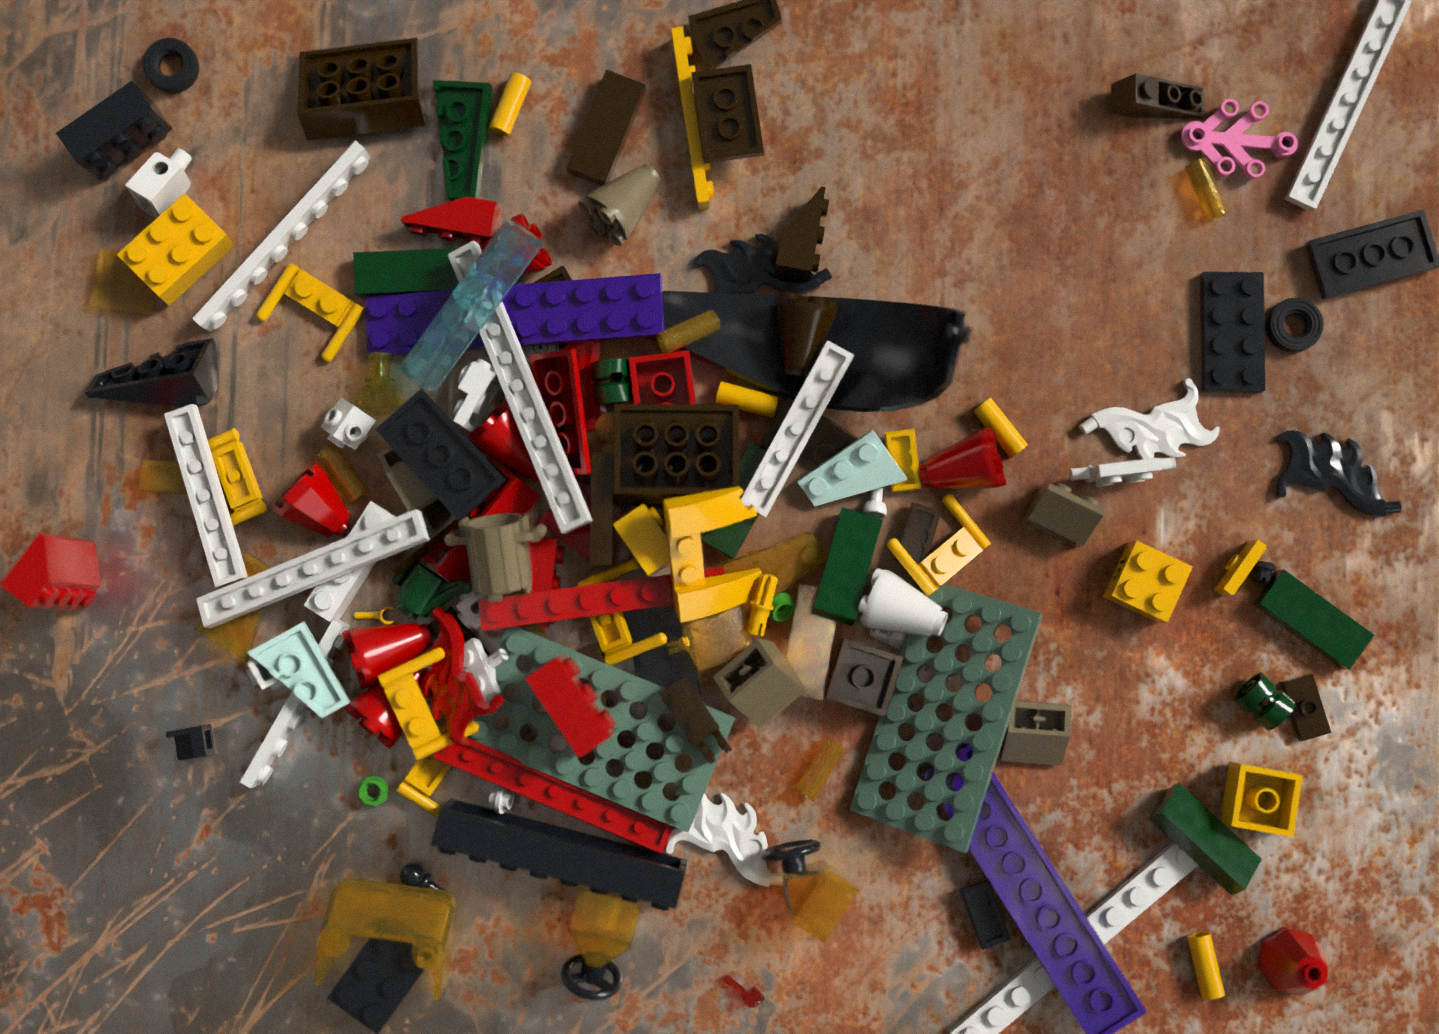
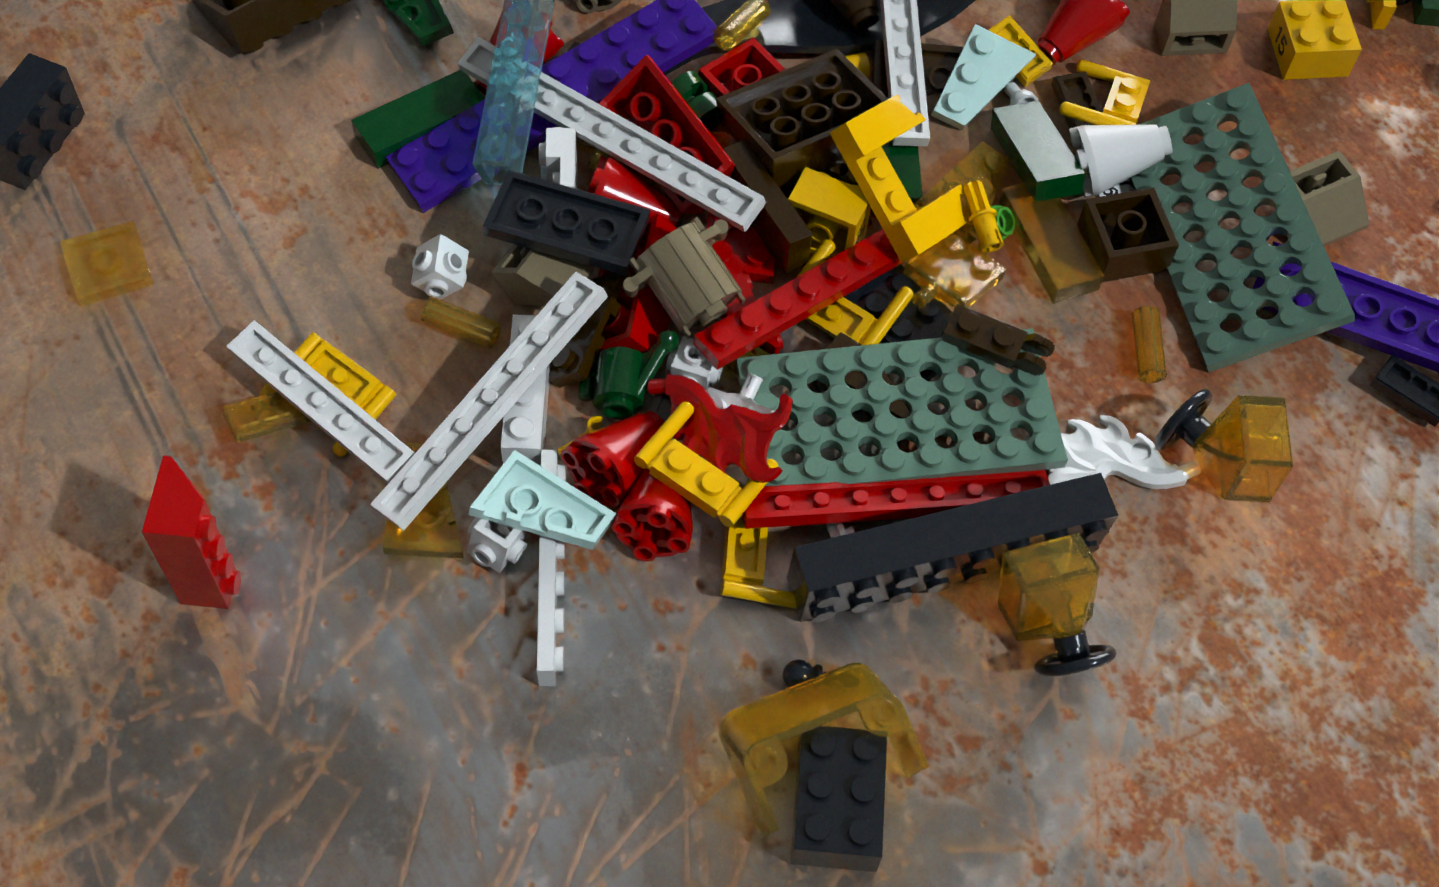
camera: 35 degrees left, 25 degrees down
(157, 52) = (59, 40): black tyre -> none
(160, 182) = (99, 143): white torso -> none
(169, 380) = (220, 317): black wedge -> none
(176, 249) = (152, 199): yellow brick -> none
(193, 742) = (447, 671): black panel -> none
(275, 245) = (261, 151): white plate -> none
(314, 503) = (447, 353): red cone -> none
(318, 299) = (334, 184): yellow plate -> none
(364, 795) = (697, 604): bright green plate -> none
(379, 382) = (453, 219): clear yellow connector -> none
(461, 218) = (435, 52): red slope -> none
(571, 704) = (864, 373): red brick -> none
(751, 998) = (1253, 602): clear red hand -> none
(759, 682) = (1033, 282): dark tan slope -> none

